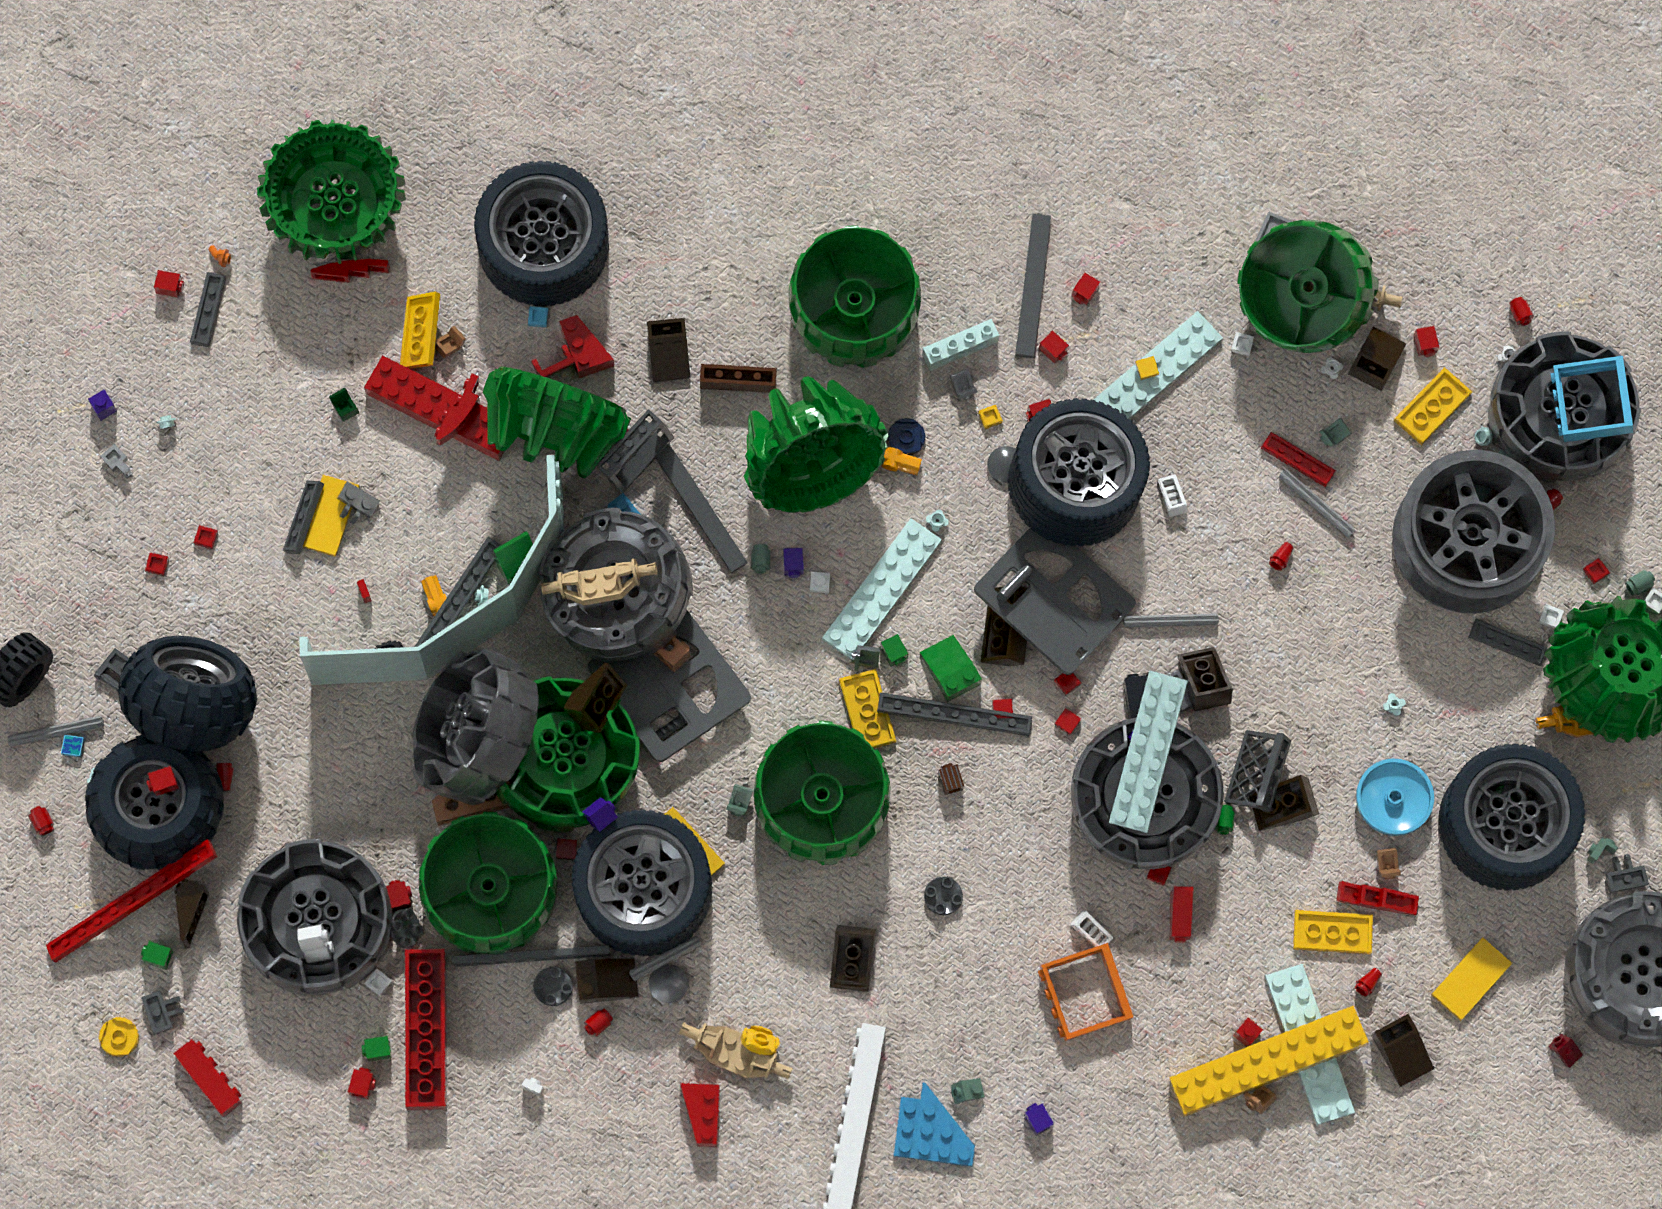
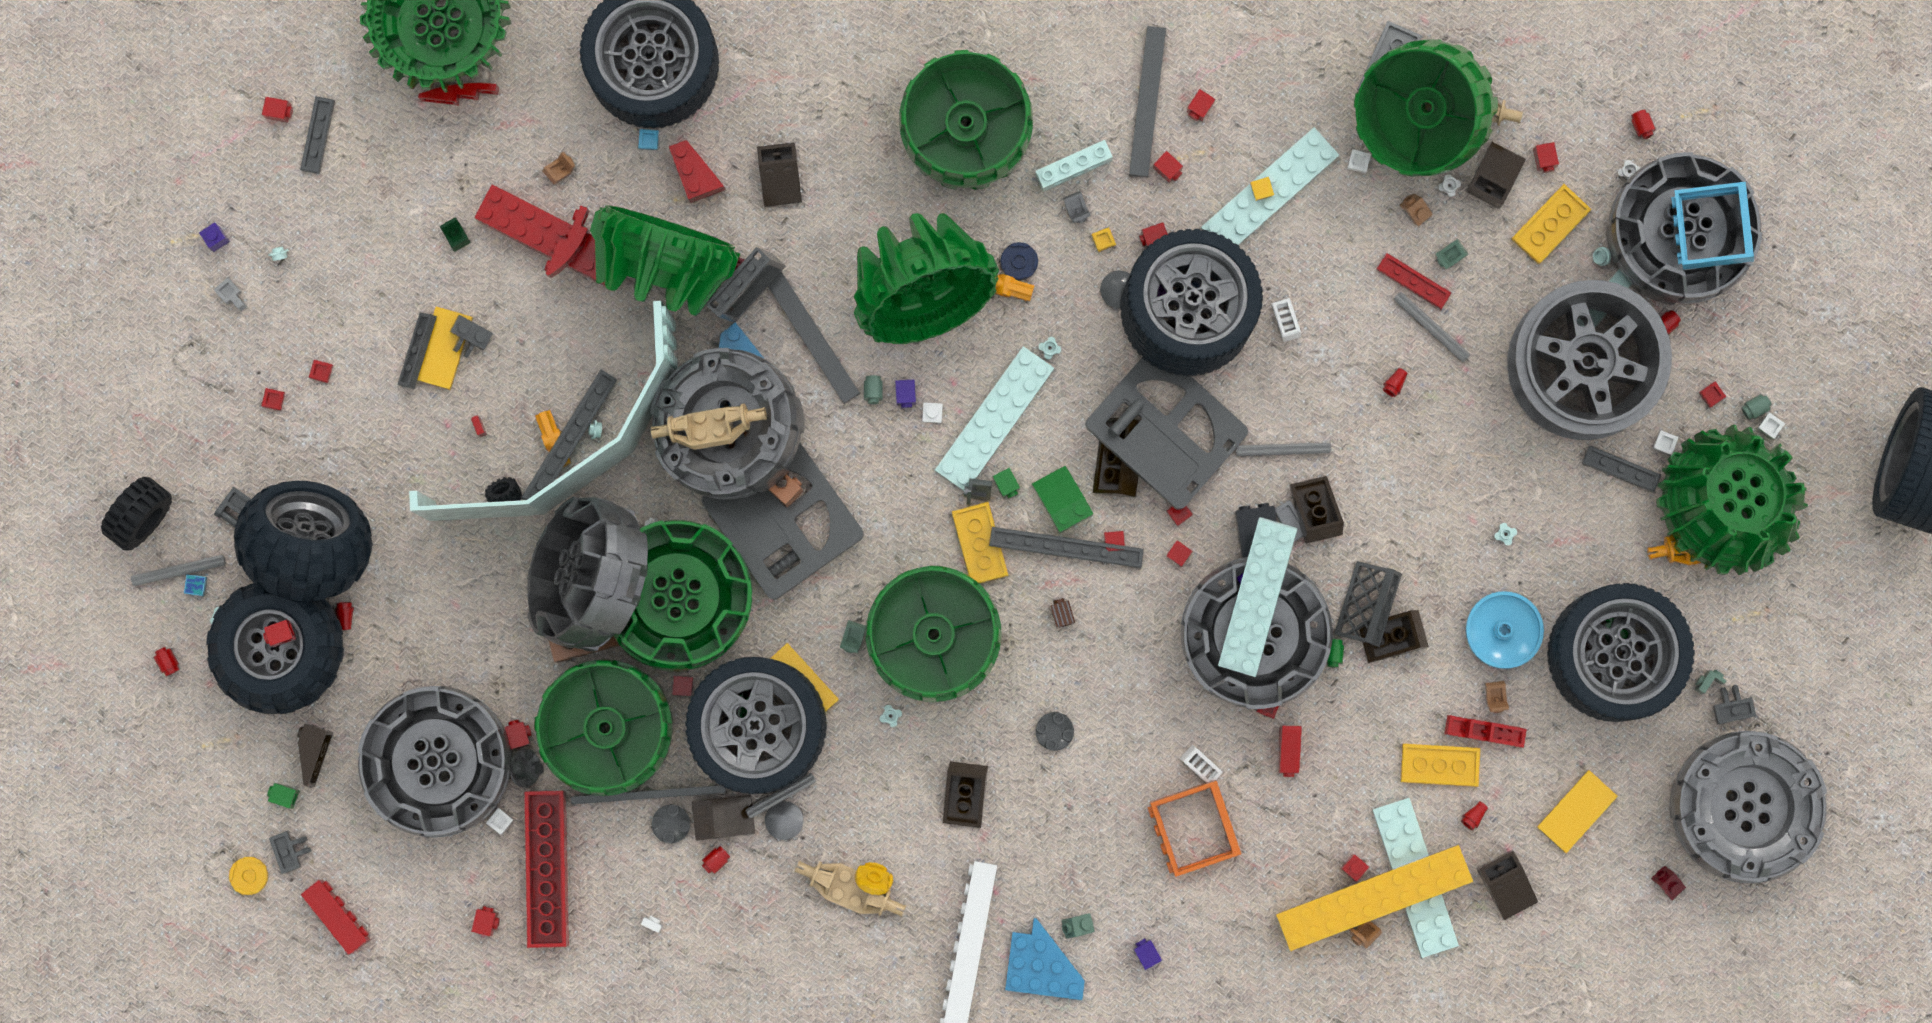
camera: 10 degrees right, 10 degrees up
(131, 901) = (255, 745): red plate -> none
(222, 256) = (331, 81): orange plate -> none
(315, 943) = (434, 792): white brick -> none
(376, 1048) = (499, 887): green brick -> none
(420, 330) = (529, 157): yellow plate -> none
(511, 555) = (626, 392): green slope -> none
(556, 367) = (666, 194): red piece -> none
(595, 698) = (706, 545): dark brown slope -> none
(600, 814) = (712, 662): dark purple brick -> none
(703, 1111) = (818, 948): red wedge -> none
(737, 378) = (849, 203): reddish brown brick -> none
(782, 878) = (885, 717): none -> light aqua plate
(1299, 389) = (1416, 209): none -> medium nougat bracket

